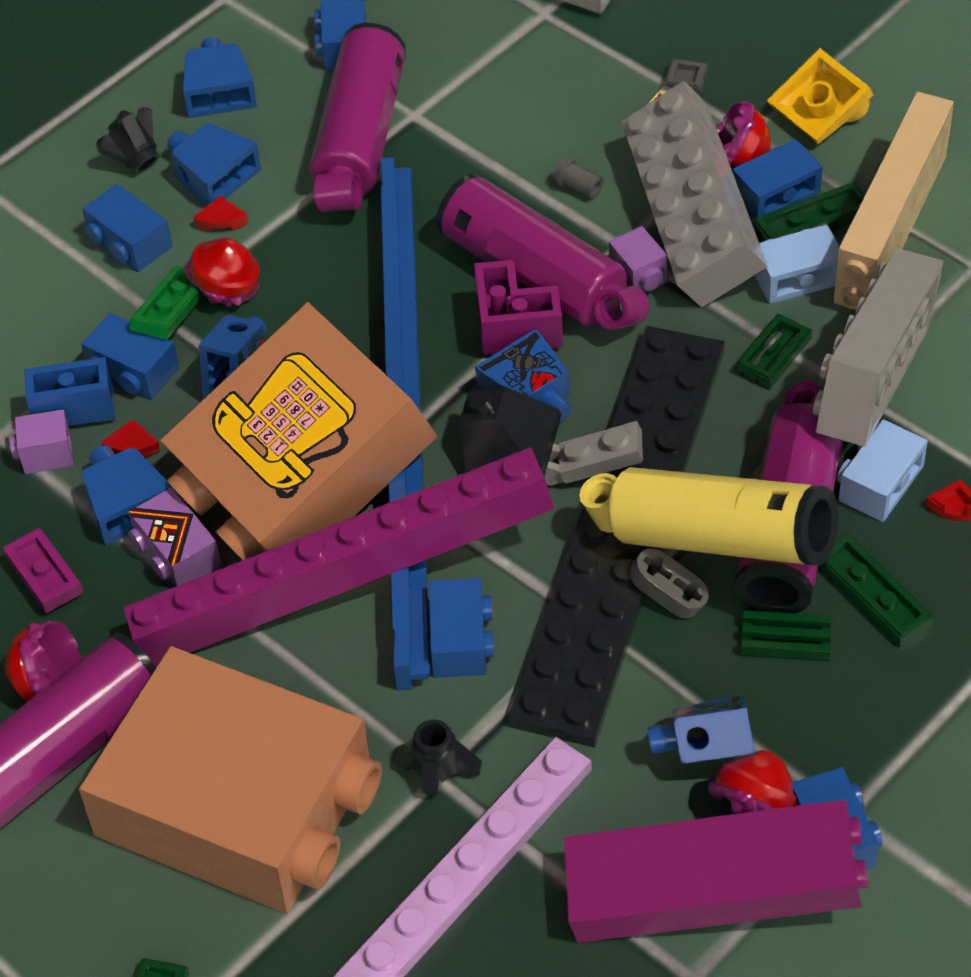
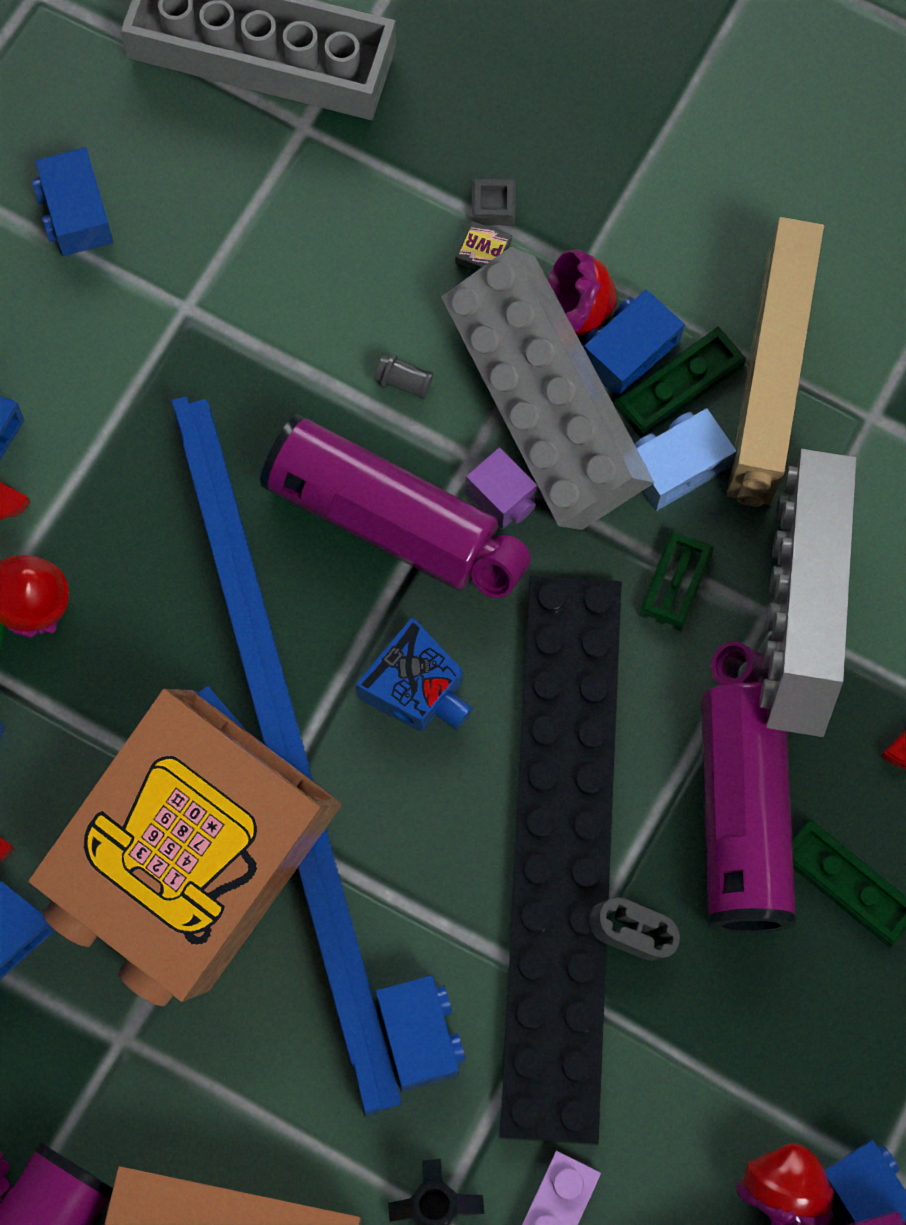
camera: 20 degrees left, 20 degrees up
(173, 538) = (68, 980): medium lavender brick -> none
(227, 348) = (72, 720): blue torso -> none
(340, 557) = (270, 992): magenta brick -> none
(356, 116) = (126, 341): magenta piece -> none
(503, 423) = (414, 770): black slope -> none
(514, 312) = (378, 602): magenta brick -> none
(595, 454) = (510, 775): light grey hinge -> none
(715, 514) = (682, 868): light yellow piece -> none
(725, 726) = (723, 1122): torso -> none
(786, 629) = (810, 957): dark green tile -> none
(821, 97) = (657, 214): yellow slope -> none
(882, 470) = (832, 756): light blue brick -> none

